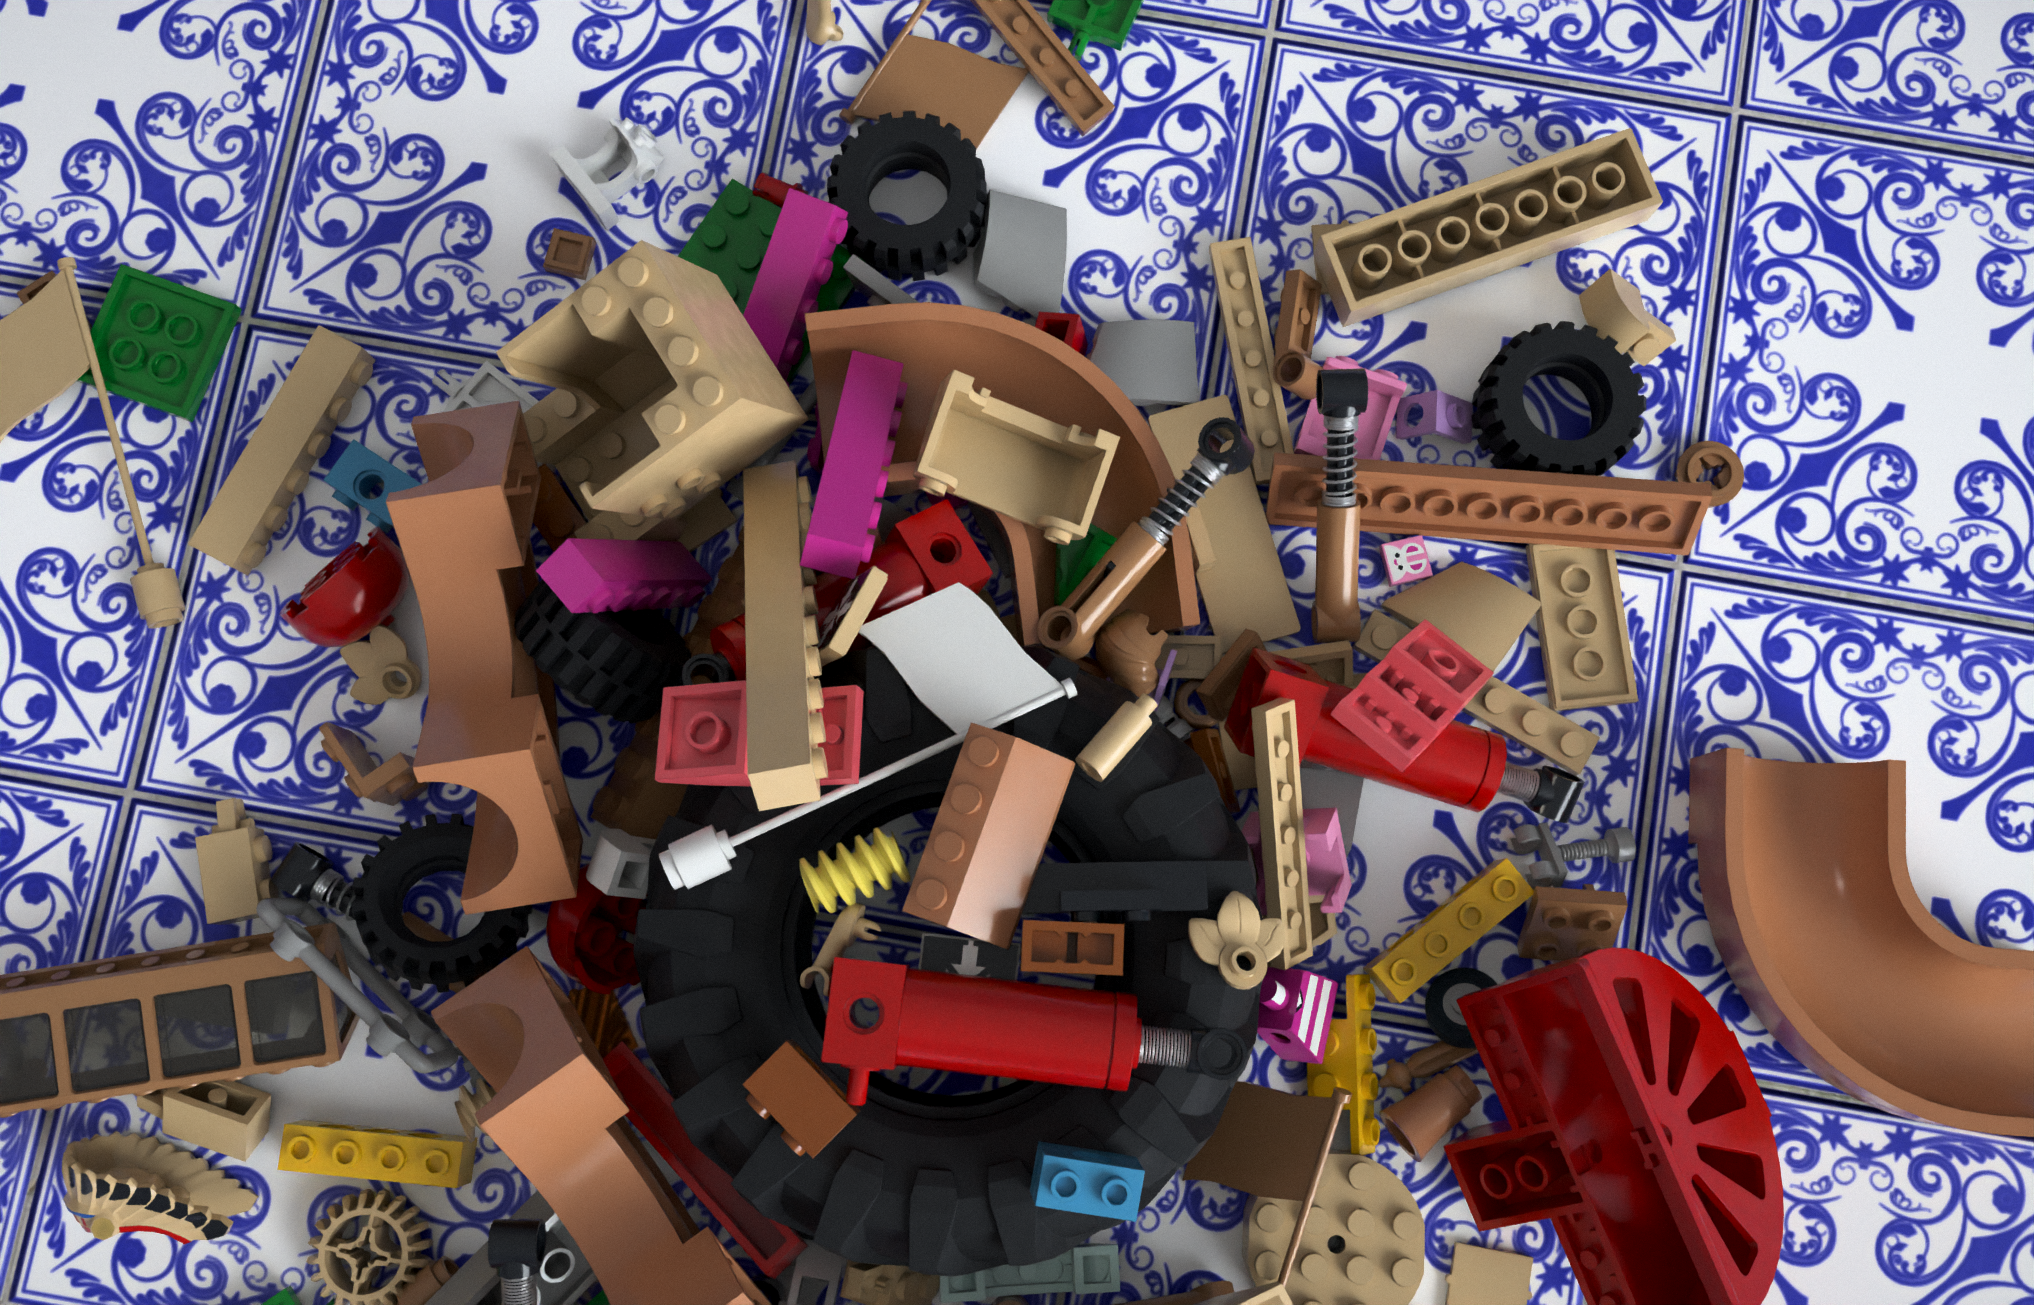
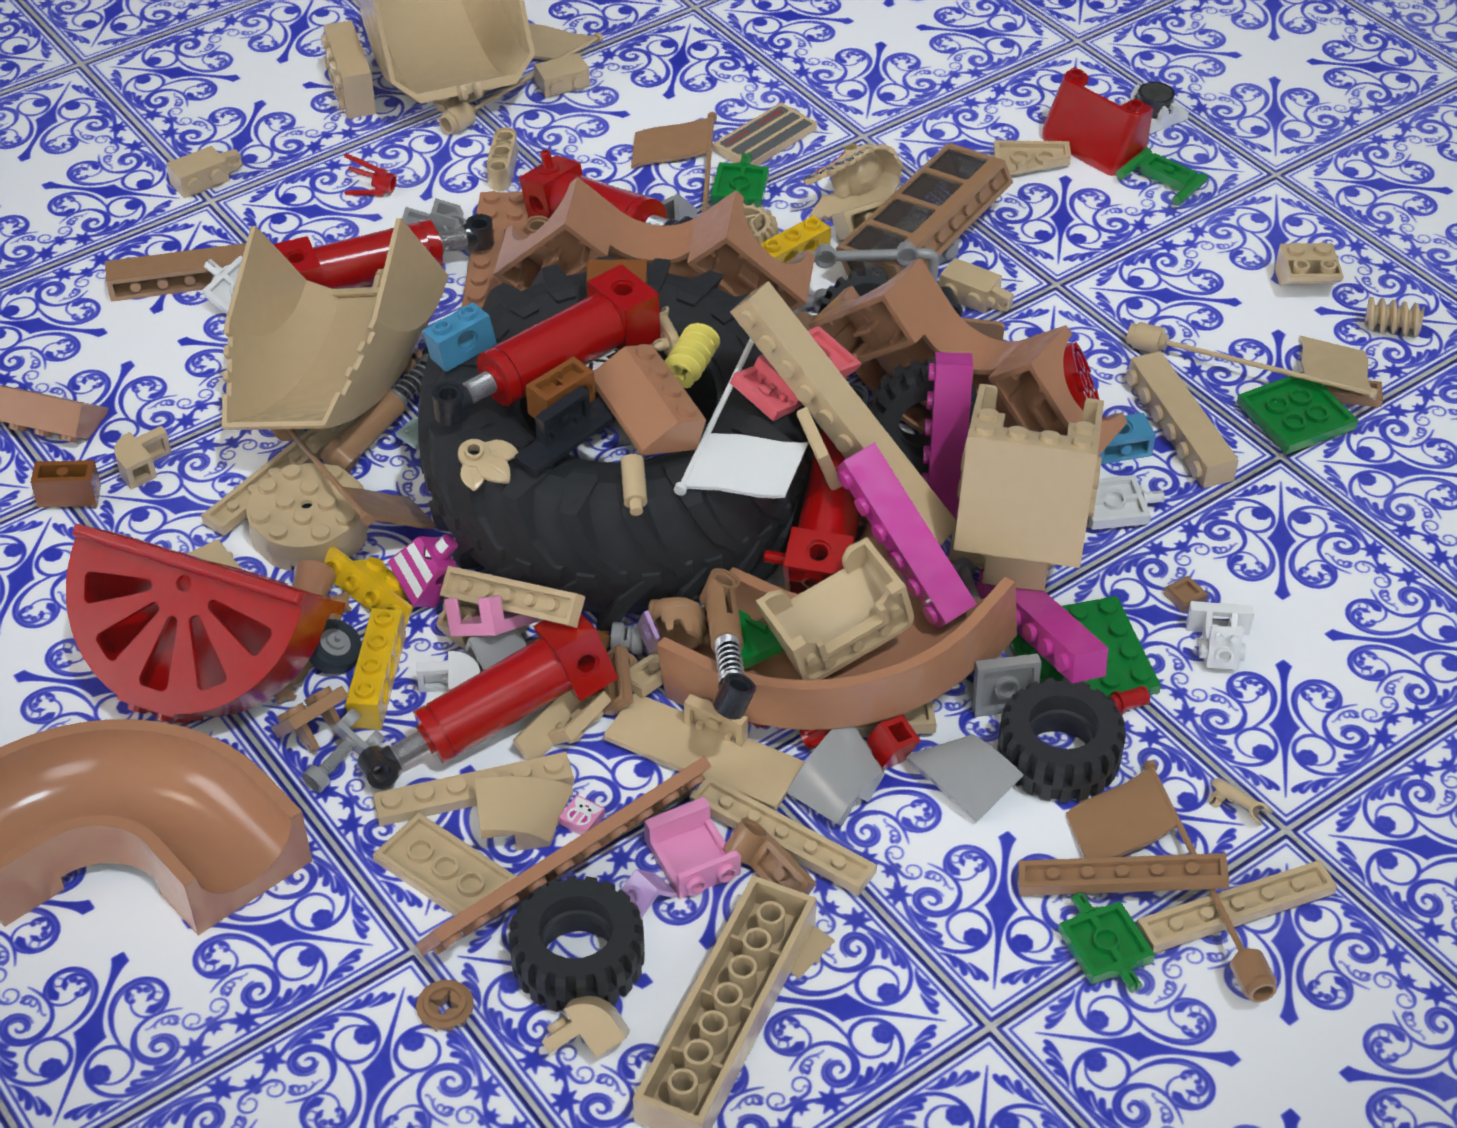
camera: 135 degrees right, 35 degrees down
(1336, 610) = (643, 763): piece -> none
(1376, 828) = (447, 674): none -> white brick
(1412, 694) = (508, 708): coral slope -> none

